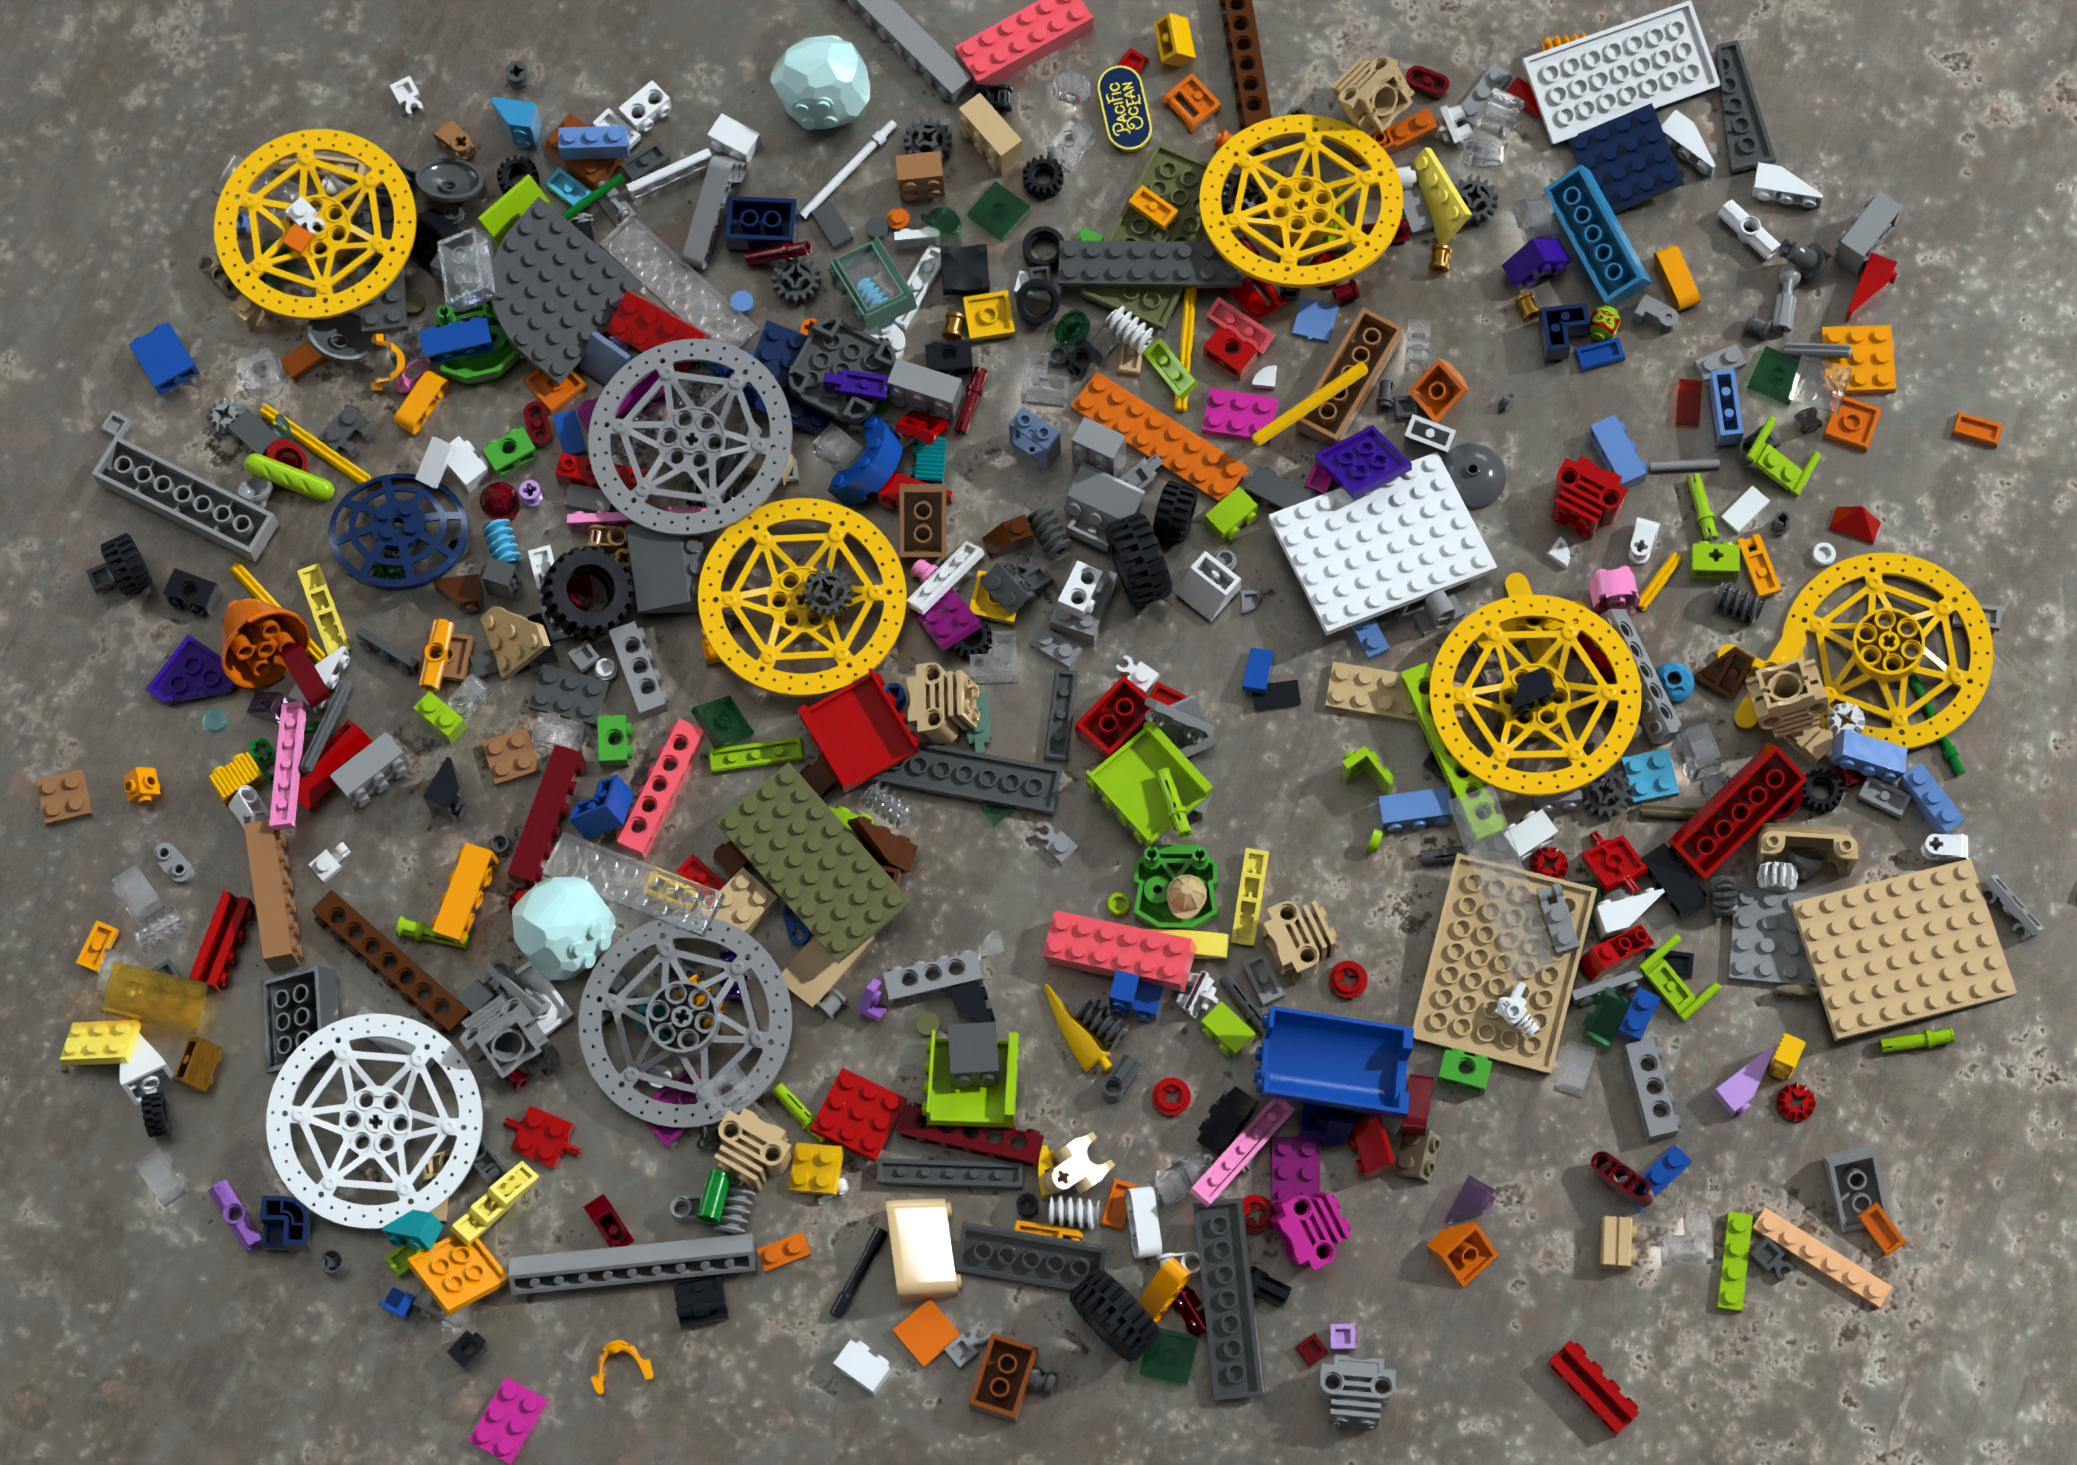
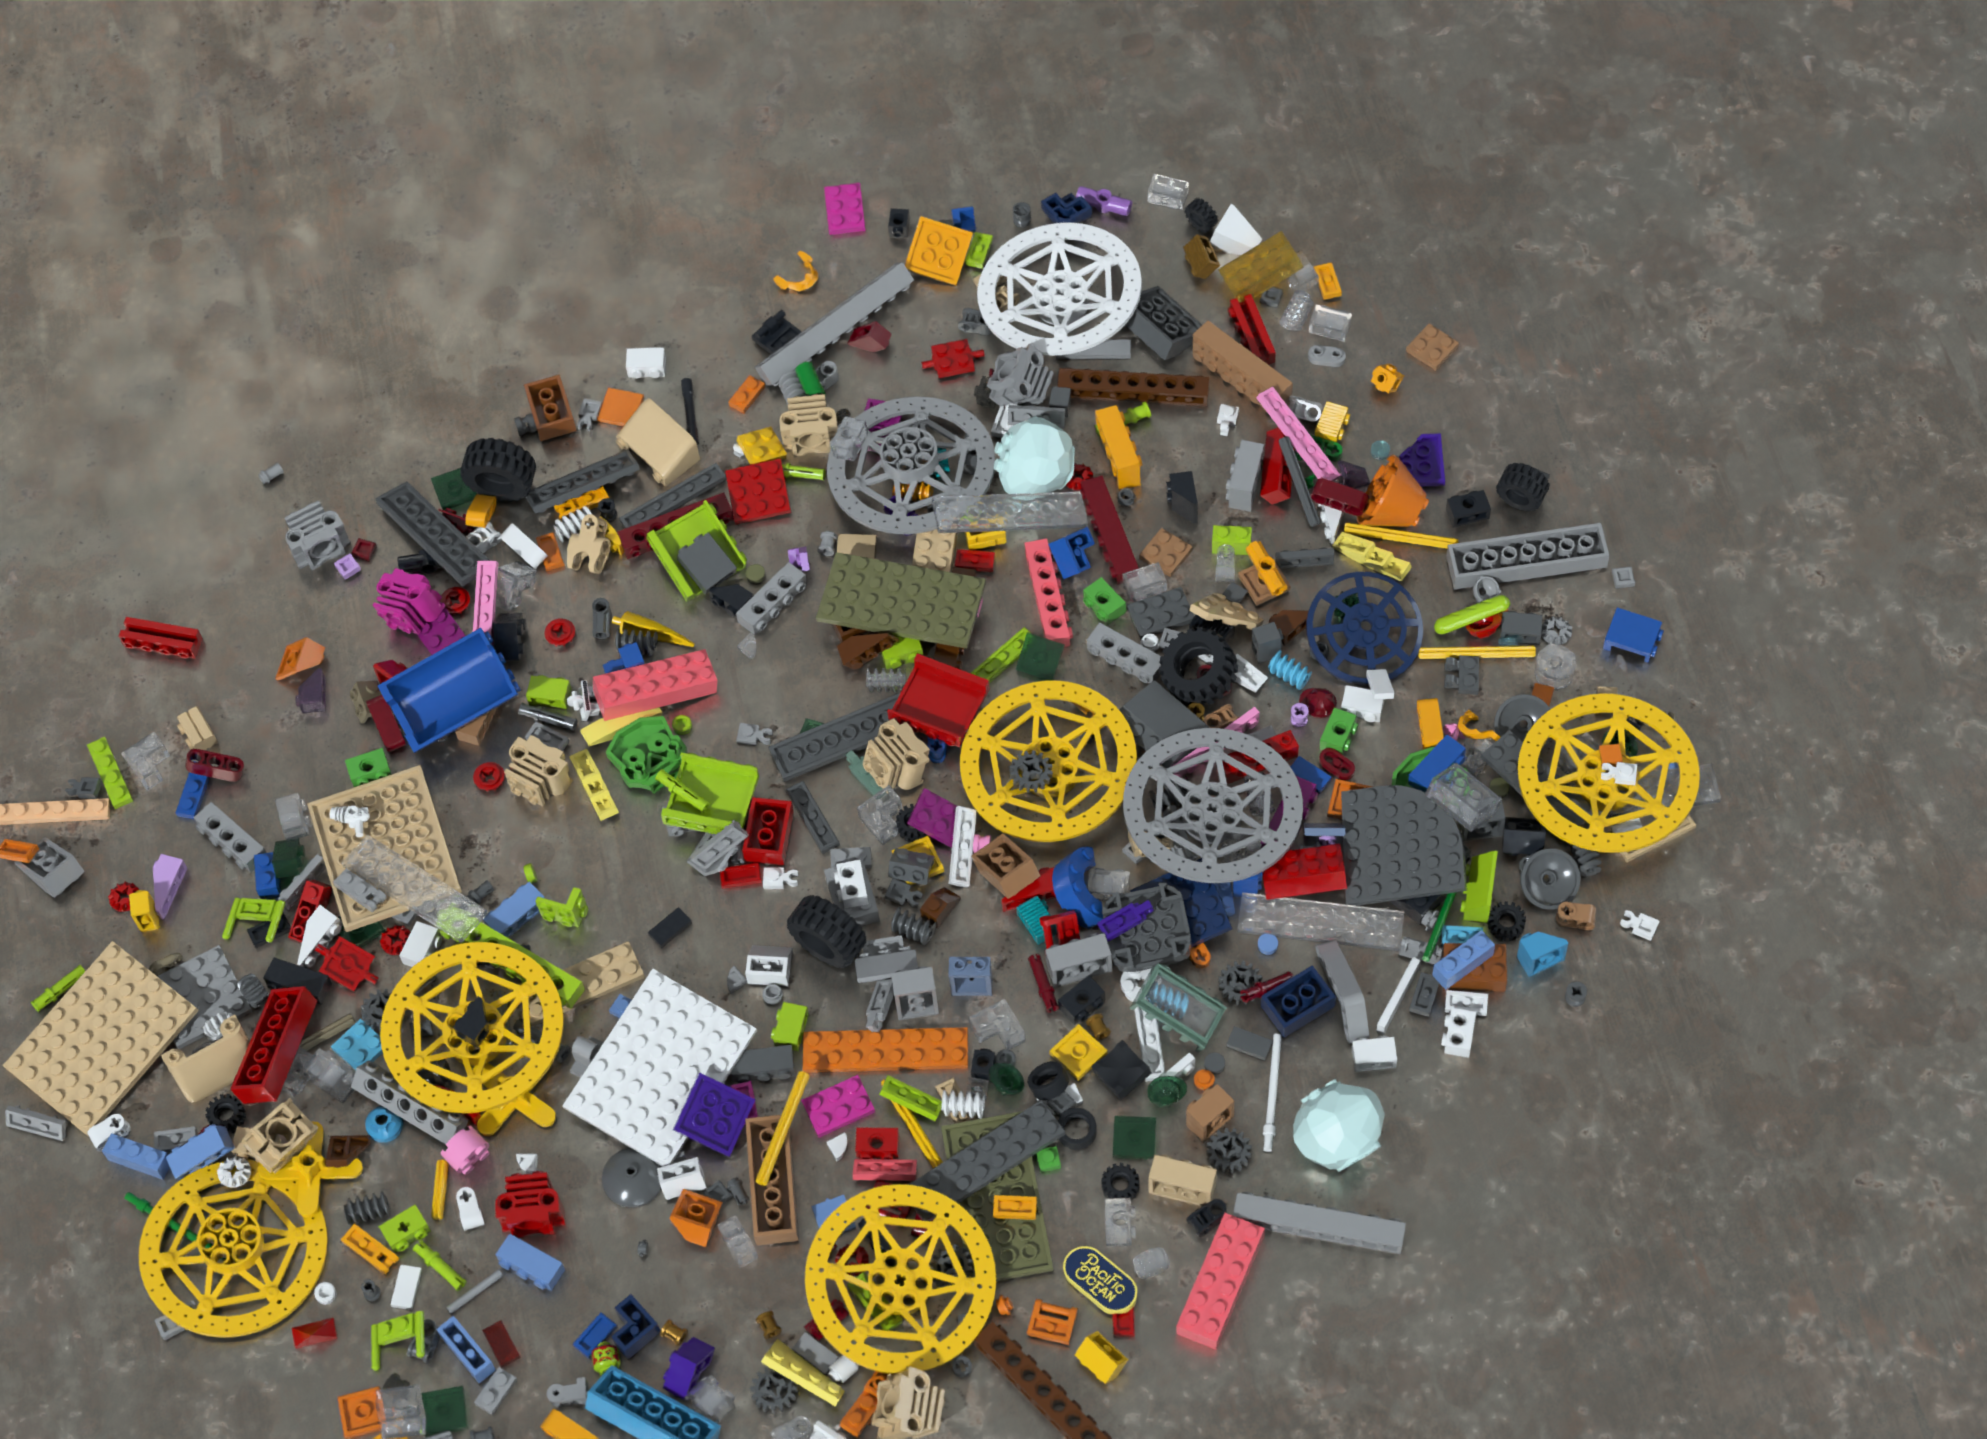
camera: 145 degrees right, 10 degrees down
(100, 1042) = (1270, 222): light yellow plate -> none
(414, 1229) = (981, 251): teal slope -> none
(494, 1203) = (950, 304): light yellow slope -> none
(1175, 512) = (828, 991): black tyre -> none
(1186, 896) = (634, 747): tan piece -> none
(1258, 670) = (693, 932): blue tile -> none

